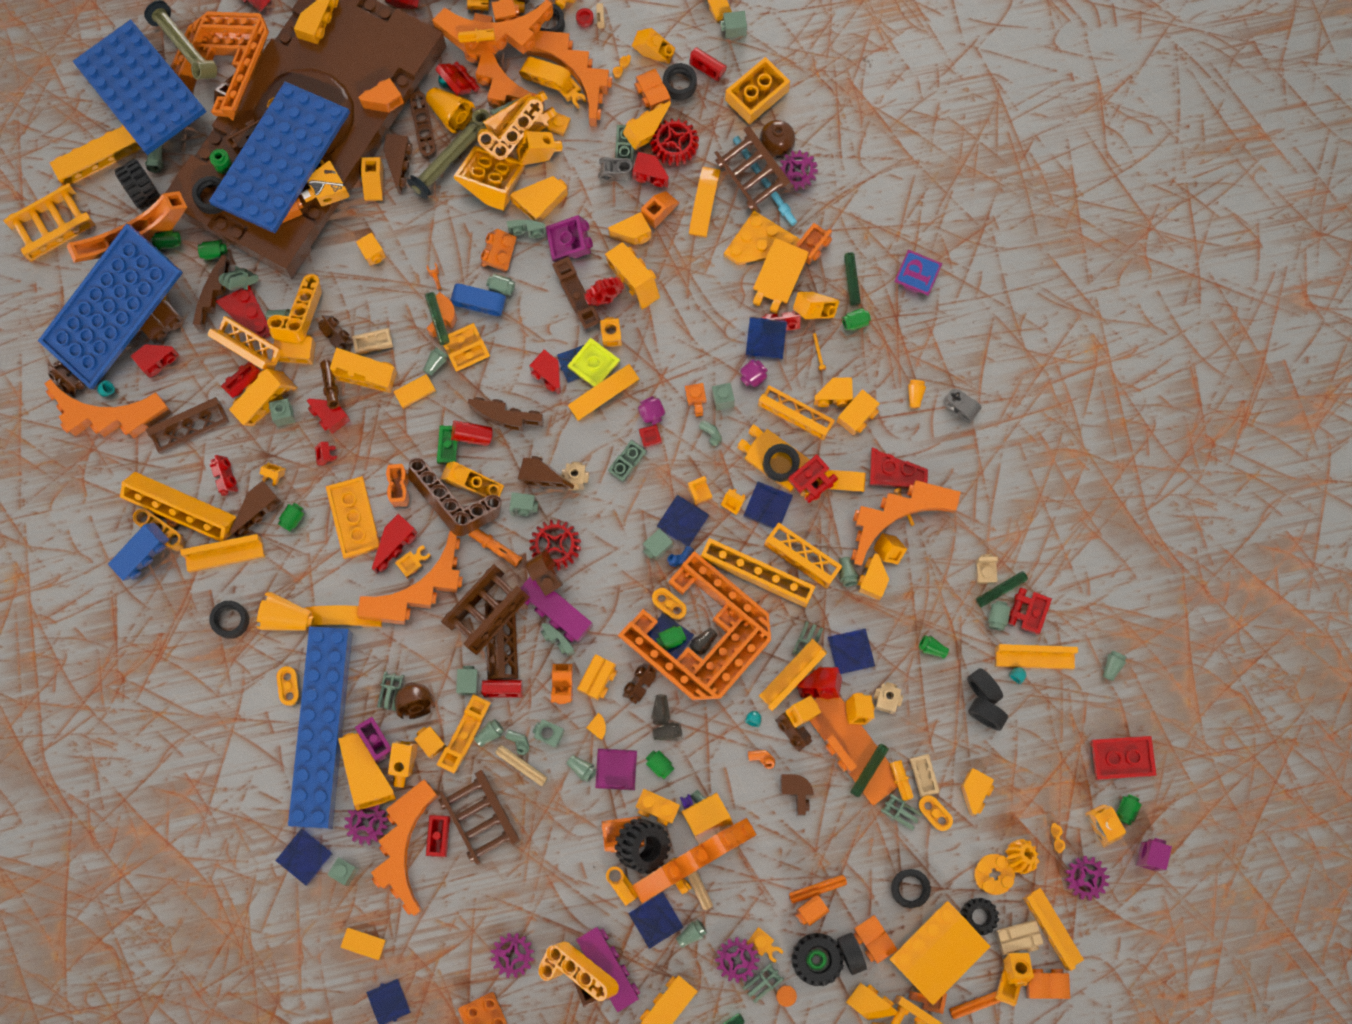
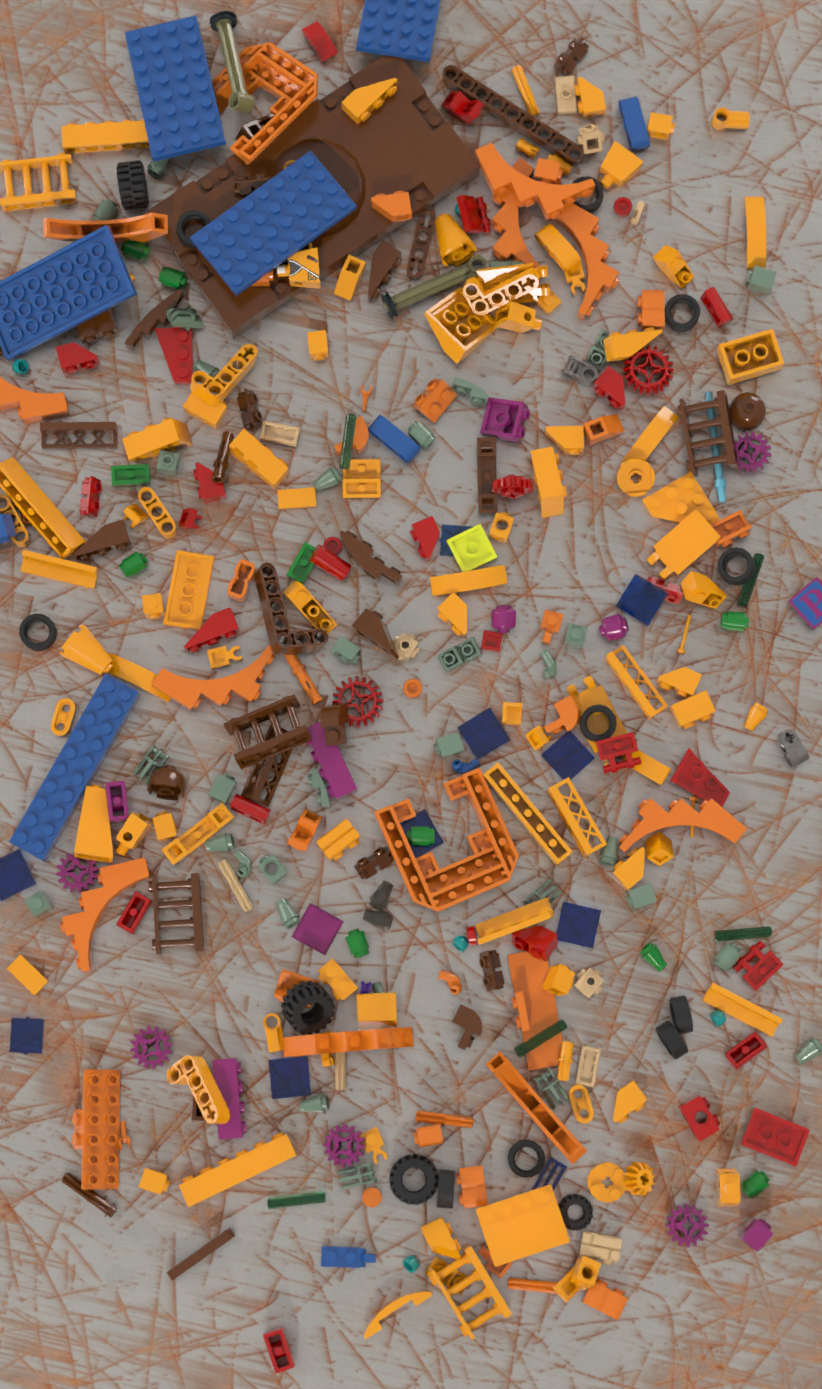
camera: 25 degrees right, 5 degrees up
(123, 216) = (105, 210): none -> sand green brick
(220, 161) = (218, 201): green brick -> none
(241, 379) = (144, 415): red plate -> none
(246, 351) = (158, 386): light orange fence -> none
(251, 439) = (130, 474): none -> green plate
(286, 454) = (153, 504): none -> light orange beam
(326, 545) = (153, 606): none -> light orange brick
(467, 415) = (333, 544): none -> red tile
(477, 35) = (509, 186): light orange axle -> none
(540, 198) = (496, 367): light orange slope -> none
(597, 726) = (319, 883): light orange tile -> none
(599, 510) = (412, 688): none -> orange tile
(605, 425) = (455, 613): none -> light orange slope
(624, 63) = (639, 268): light orange piece -> none
(670, 603) = (434, 804): light orange plate -> none
(702, 642) = (448, 852): clear smoke cone -> none
(710, 225) = (643, 484): none -> light orange plate
(752, 466) = (569, 715): none -> orange brick
(761, 707) = (472, 935): none -> red tile
(803, 711) = (506, 958): light orange brick -> none
(822, 959) = (407, 1183): green cone -> none
(826, 261) = (729, 554): none -> black tyre
(895, 598) = (641, 896): none -> sand green brick
(898, 837) = (536, 1108): none -> orange arch
(940, 887) = (557, 1163): none -> clear blue tile
(986, 569) = (738, 909): tan bracket -> none
(1036, 769) = (690, 1109): none -> red brick
(1053, 929) = (635, 1254): light orange fence -> none
(1056, 832) = (678, 1184): light orange piece -> none
(1058, 692) = (745, 1050): none -> red brick

